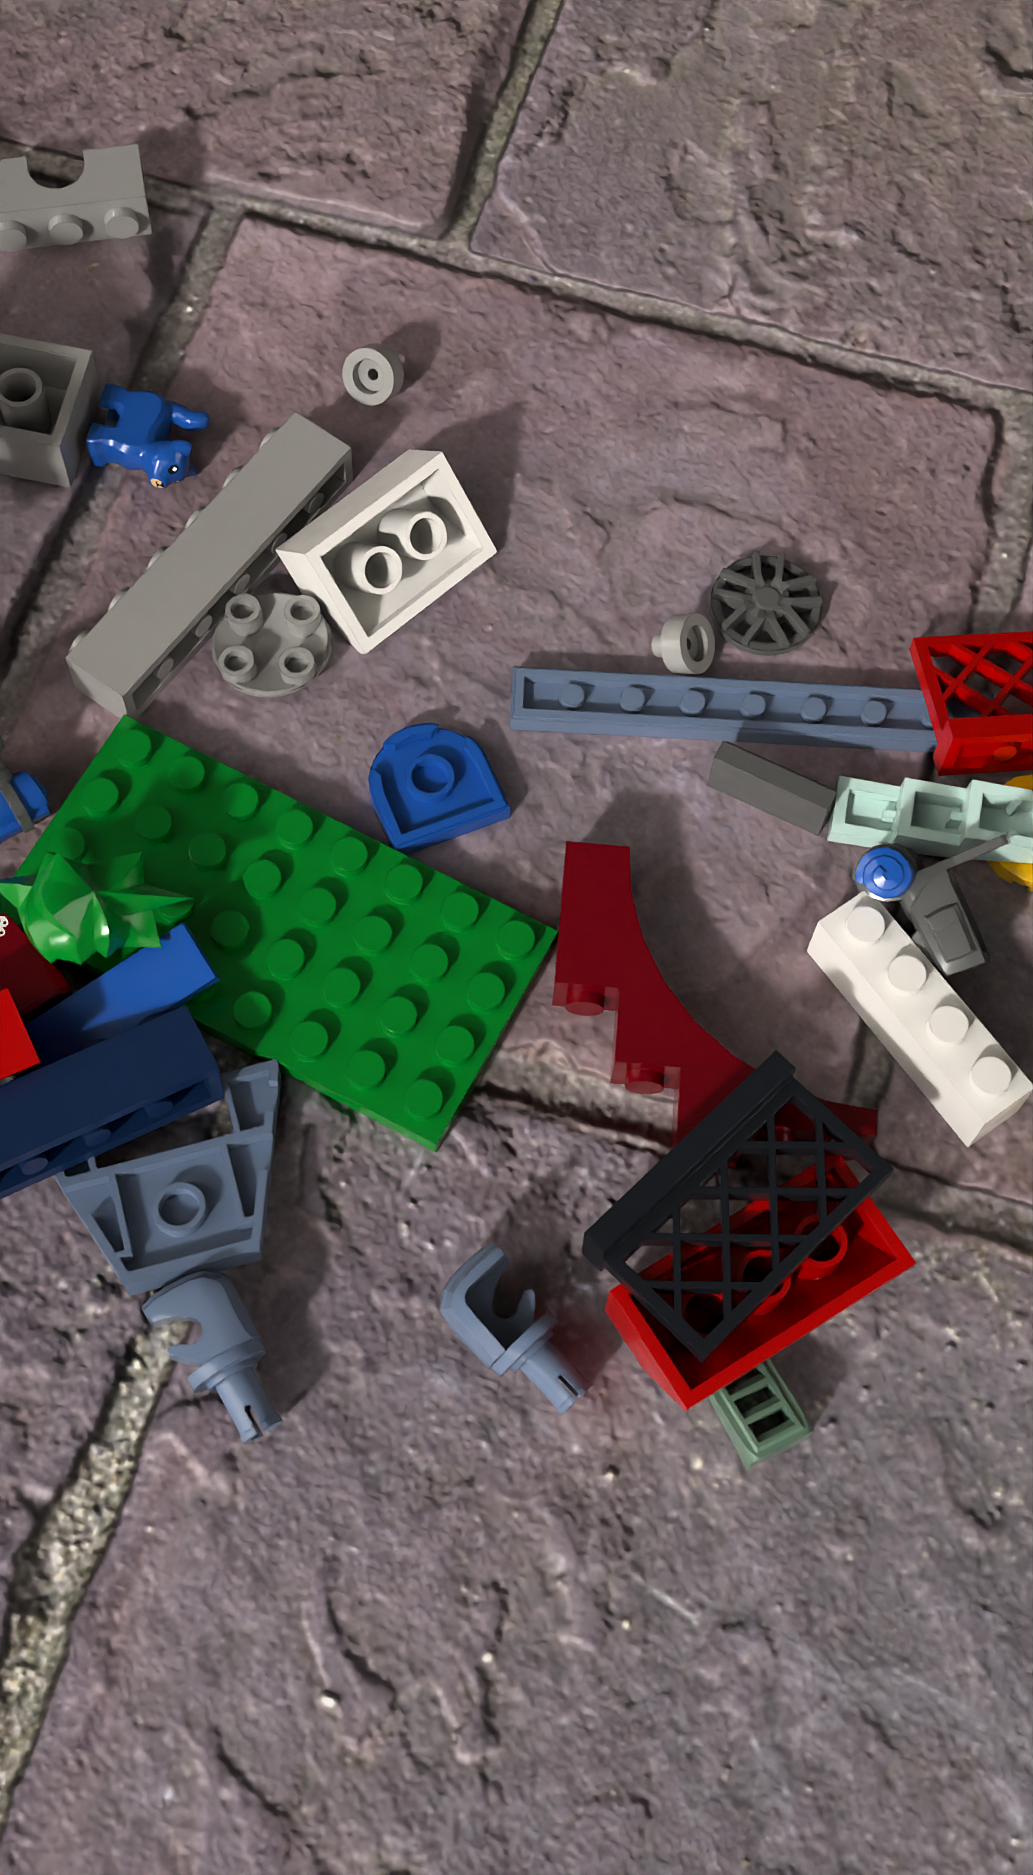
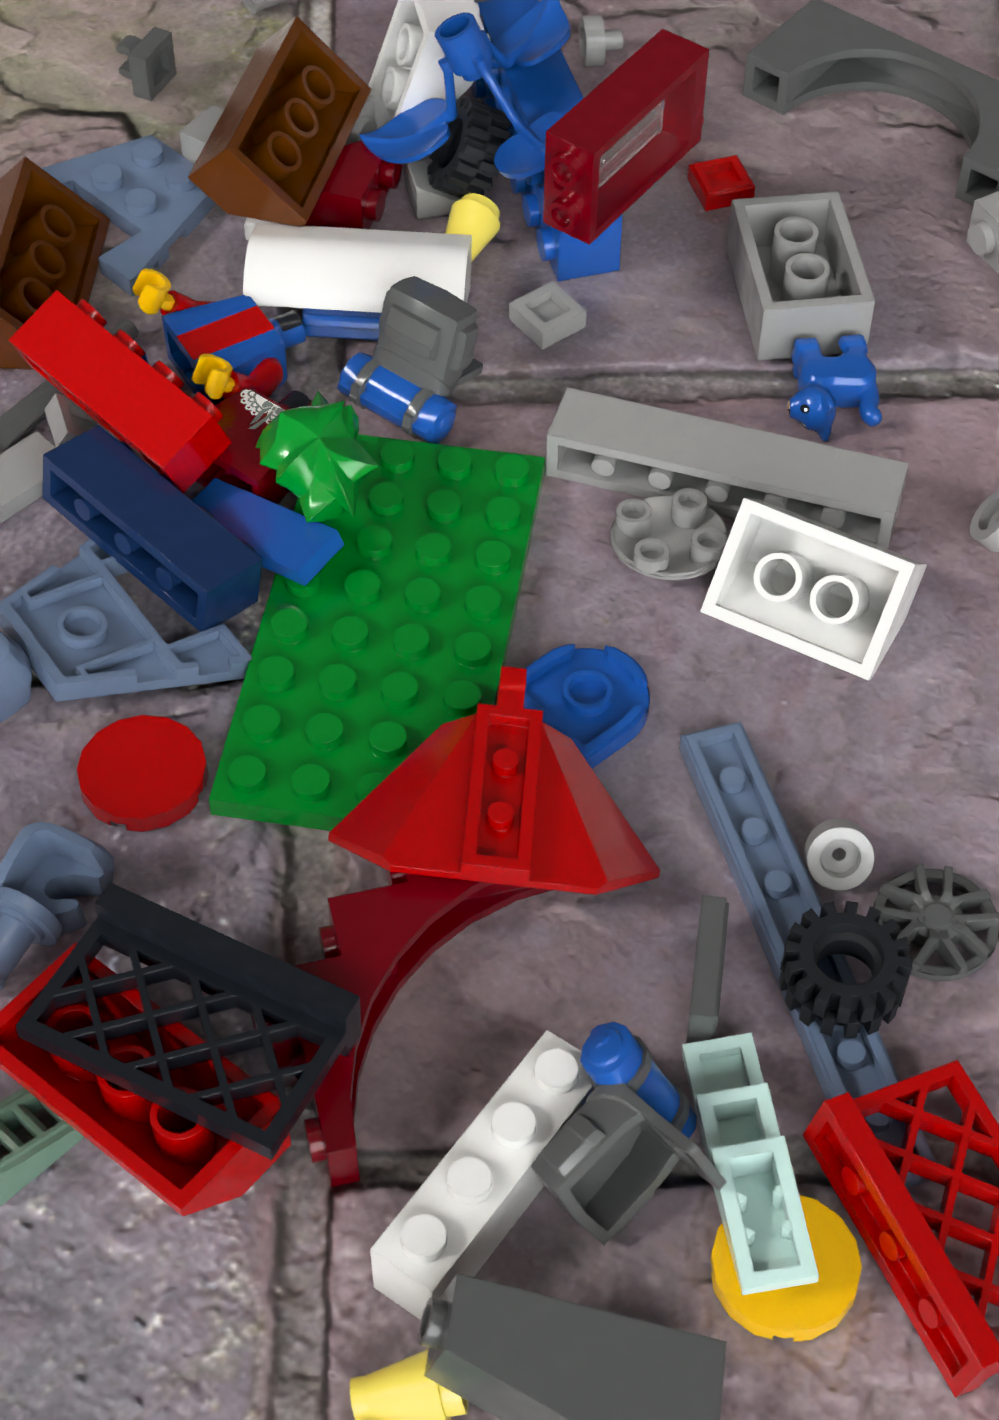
camera: 75 degrees right, 15 degrees down
(372, 1200) = (142, 772): none -> red tile
(558, 897) = (499, 805): none -> red panel
(821, 652) = (852, 936): none -> black tyre

